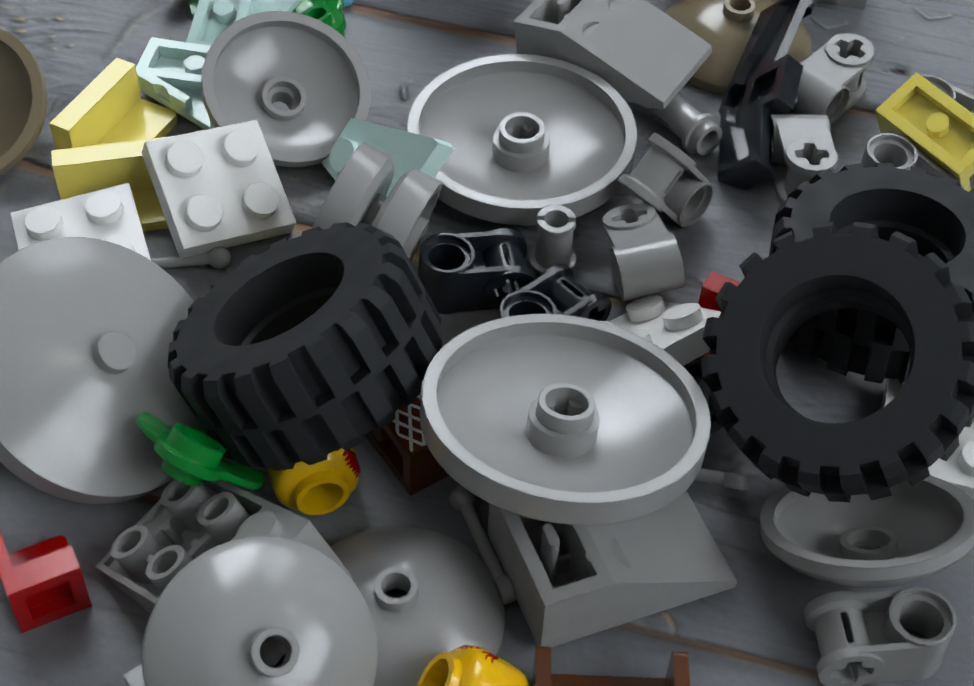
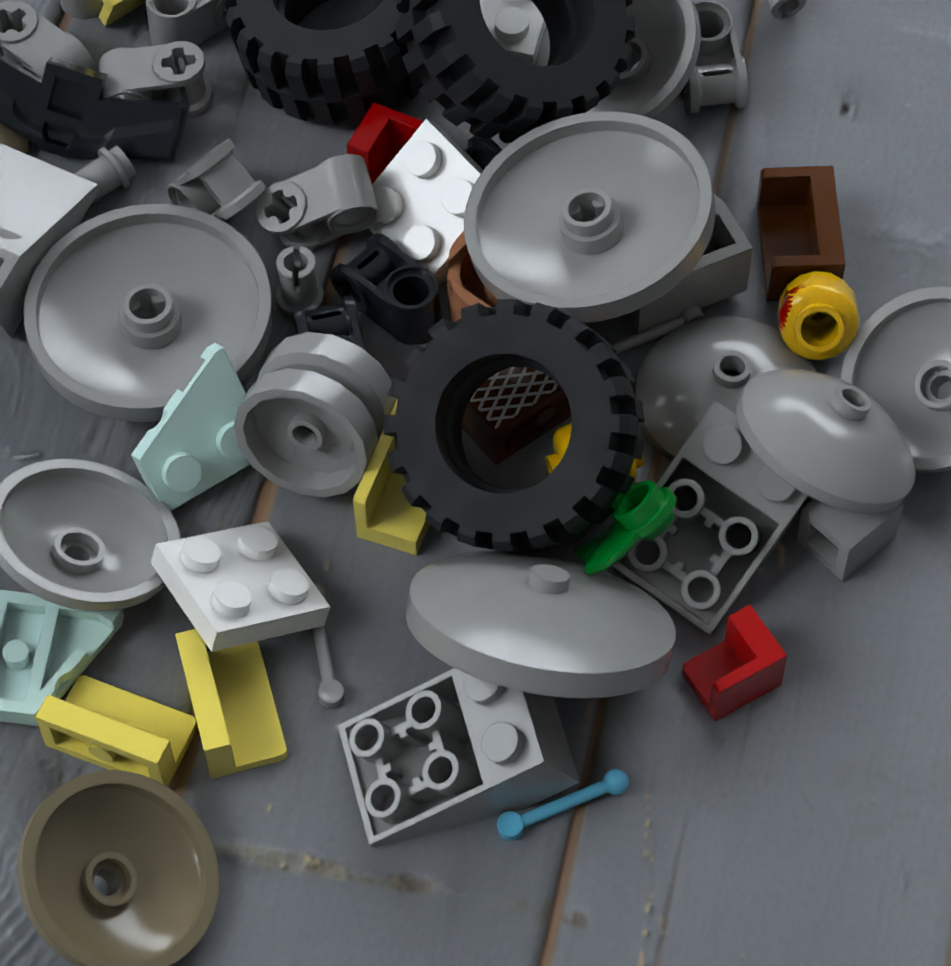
camera: 90 degrees left, 10 degrees up
(100, 214) = (289, 708): white plate -> none

